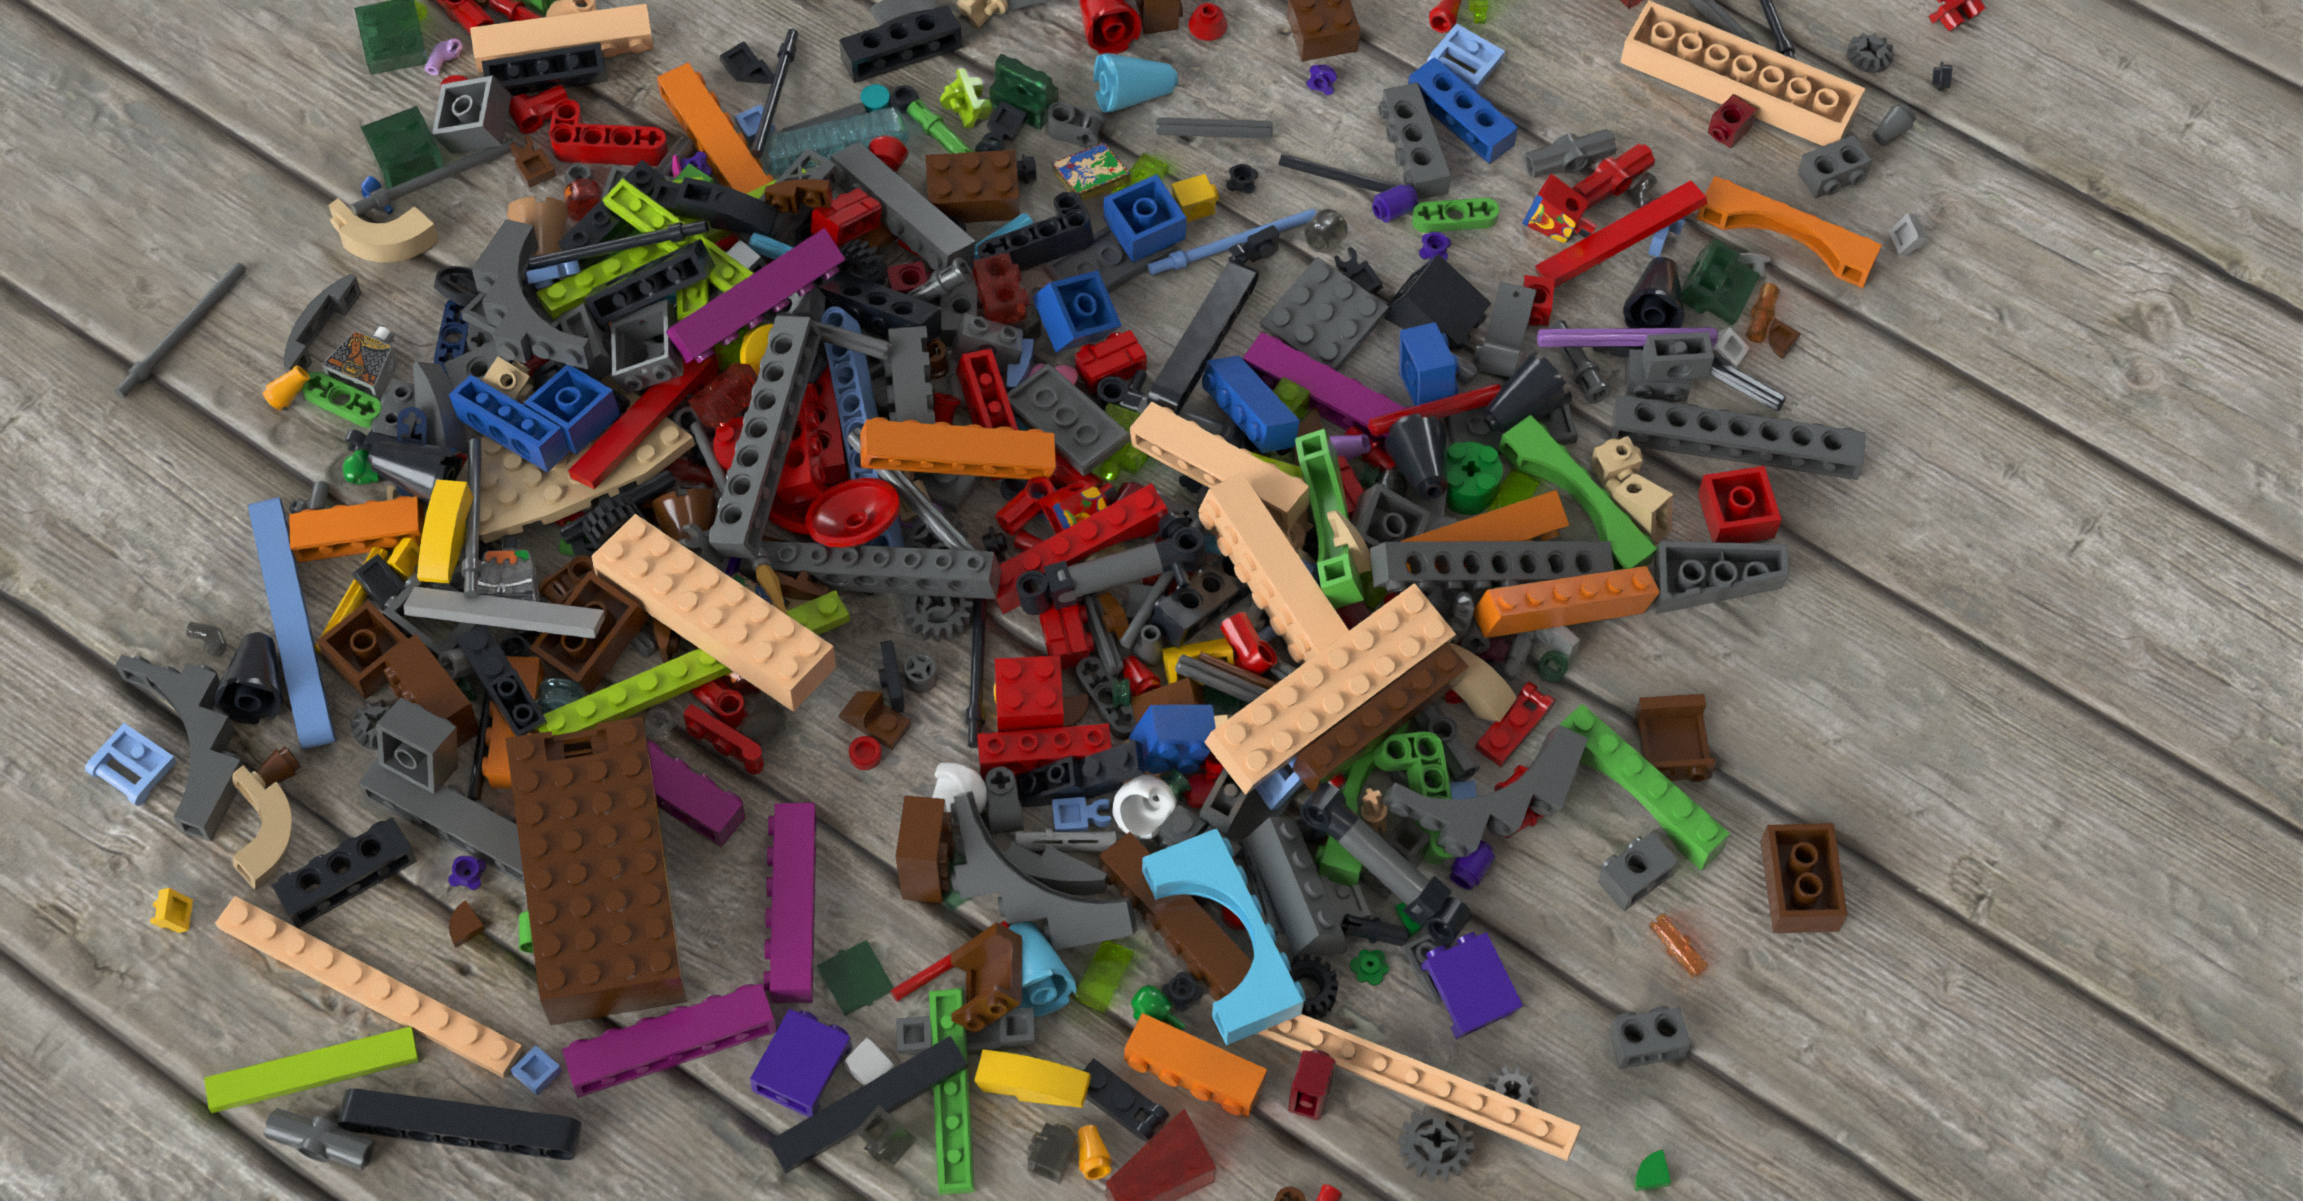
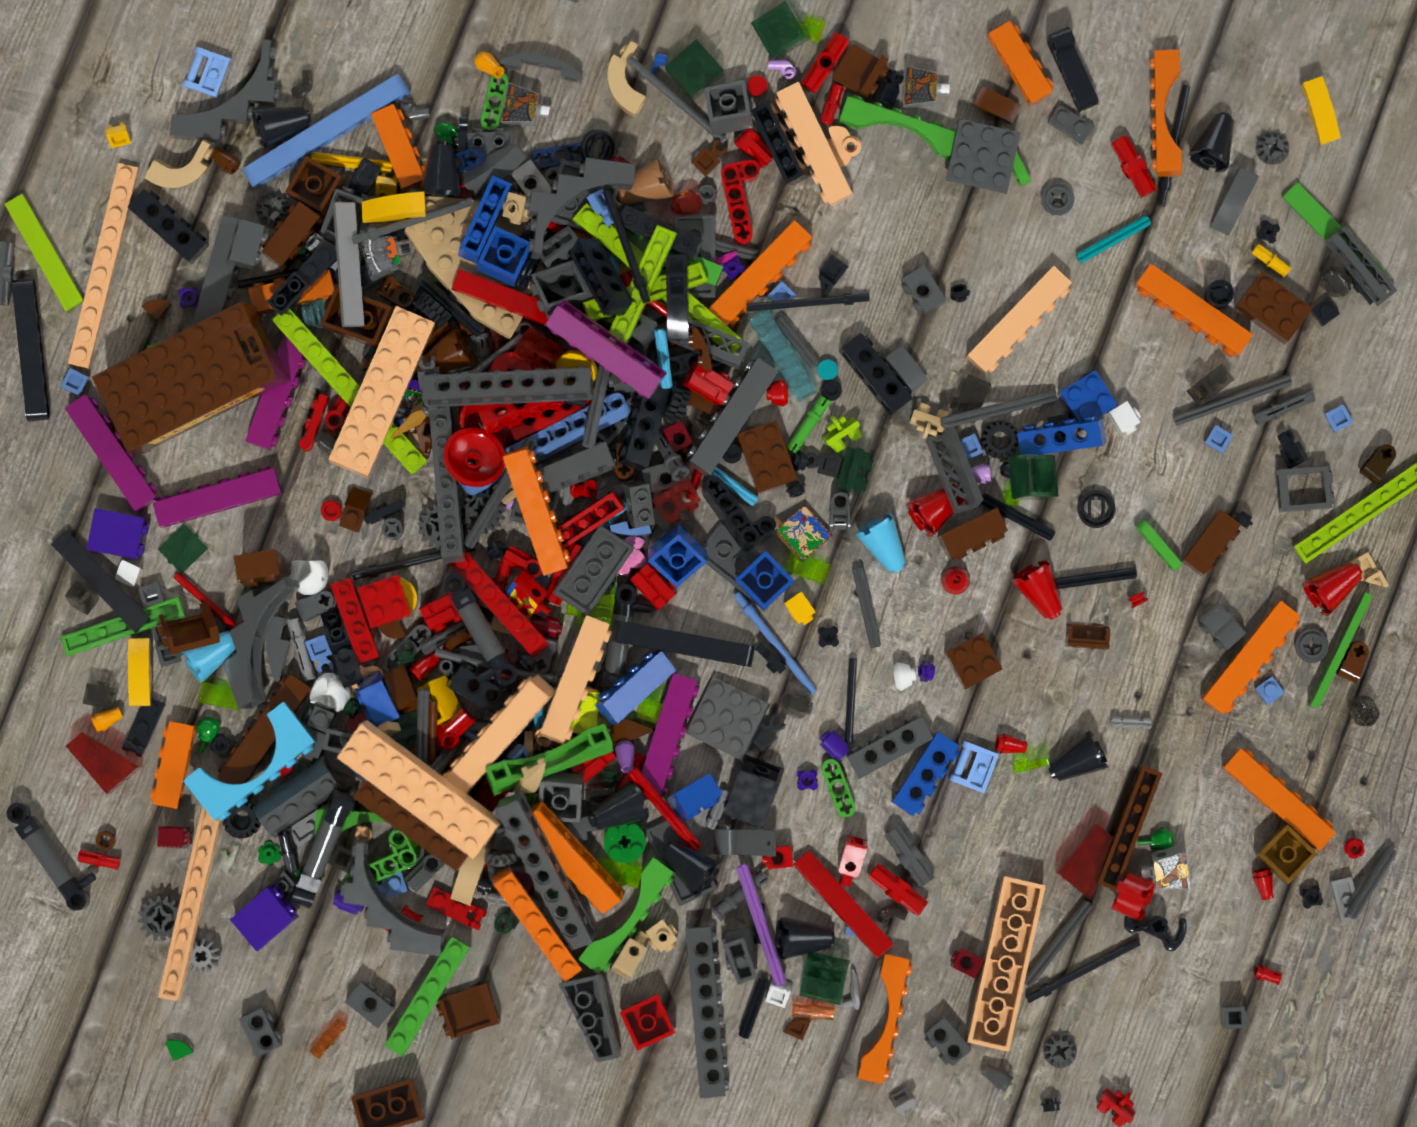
camera: 75 degrees right, 25 degrees up
(1321, 105) = (903, 675): none -> white cone

